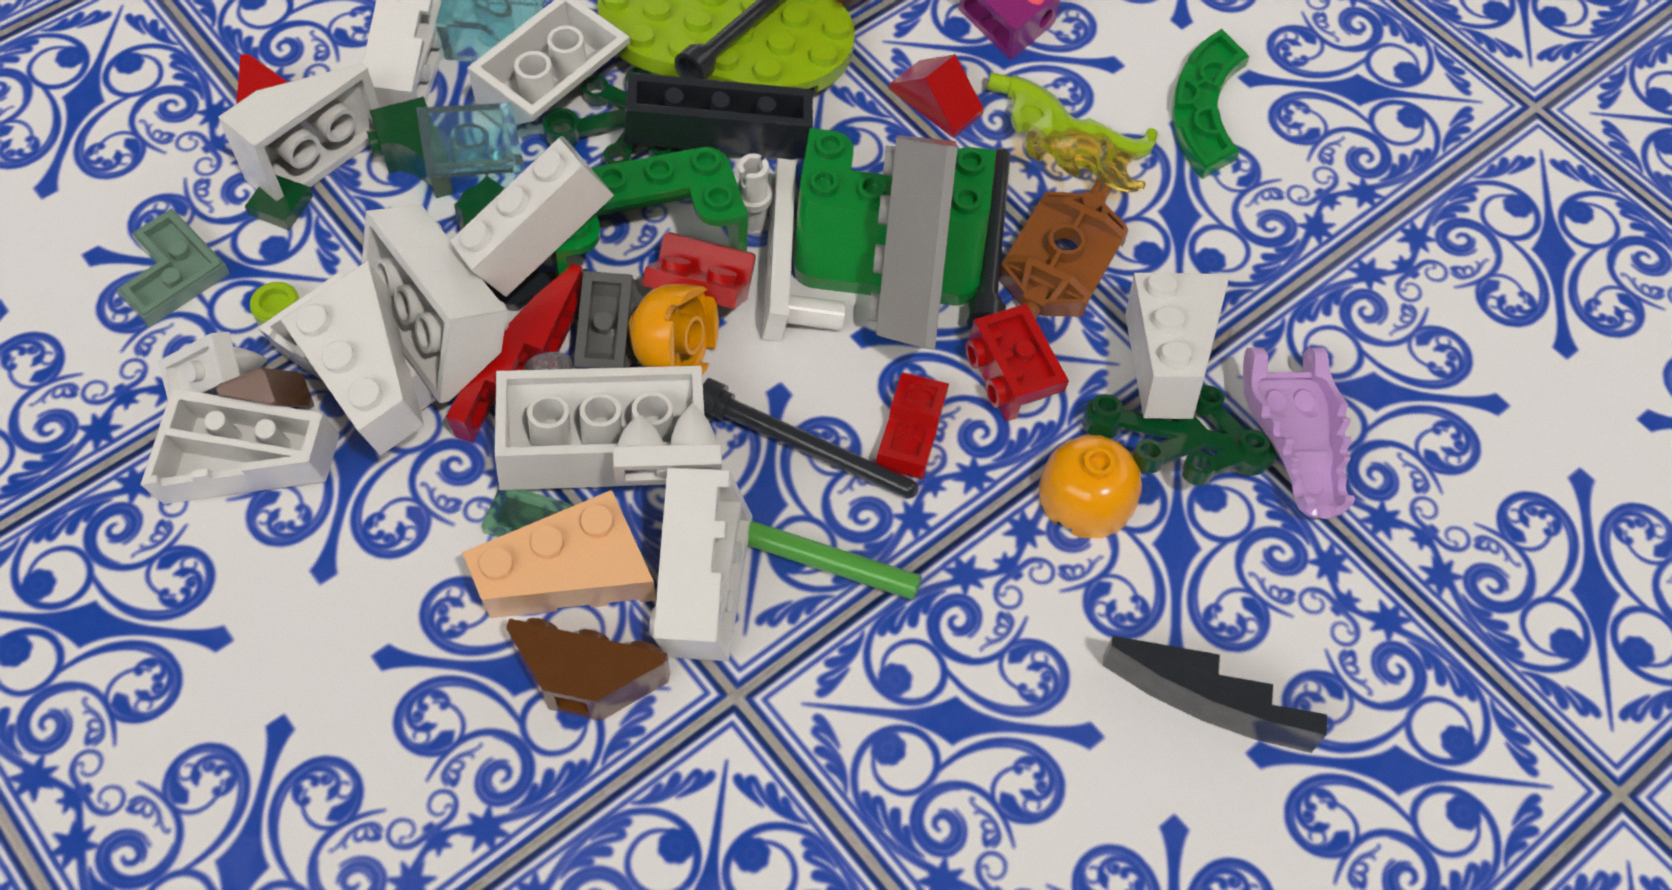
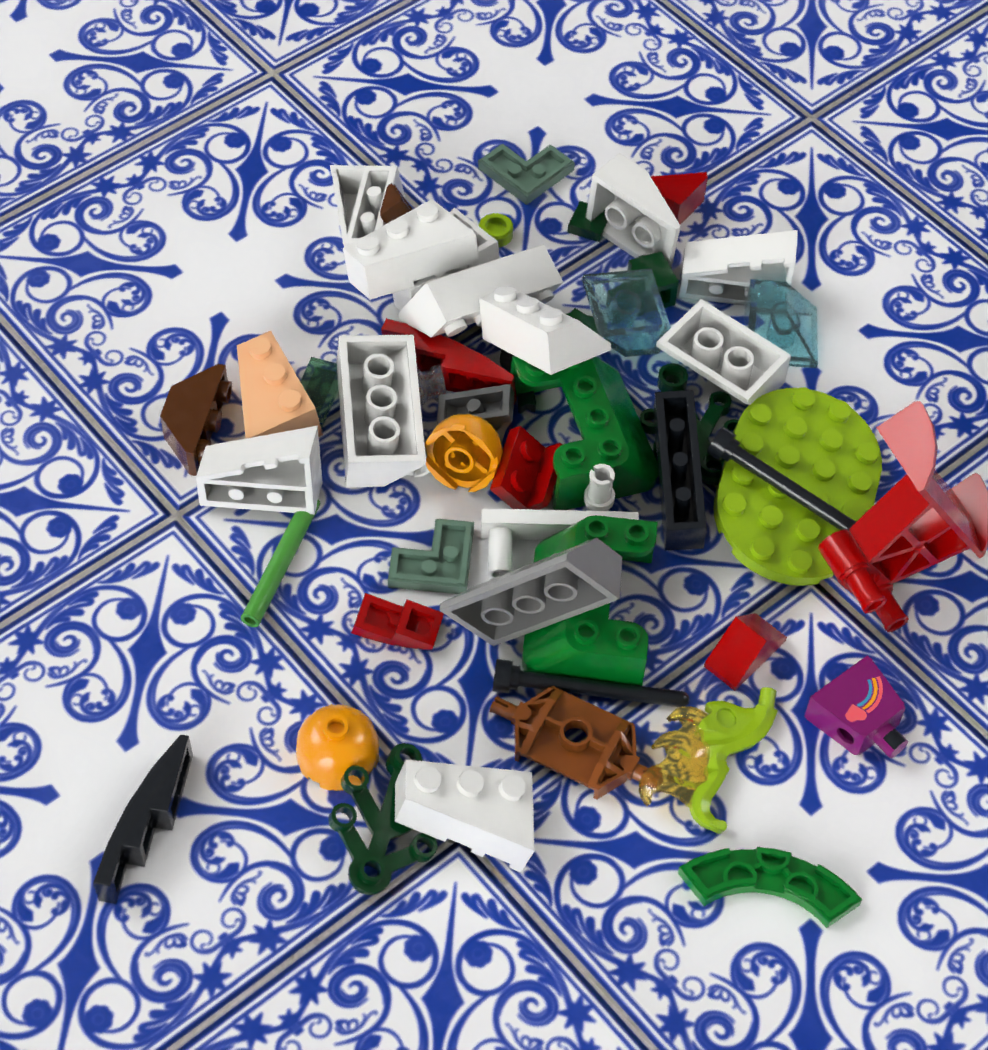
camera: 90 degrees right, 5 degrees down
(207, 363) = (424, 189): white tile -> none
(645, 460) = (336, 446): white tile -> none
(721, 404) = (414, 490): black piece -> none
(824, 373) = (438, 570): none -> sand green tile
(1014, 360) = (452, 688): red bracket -> none
(1306, 427) = (393, 911): lavender animal -> none

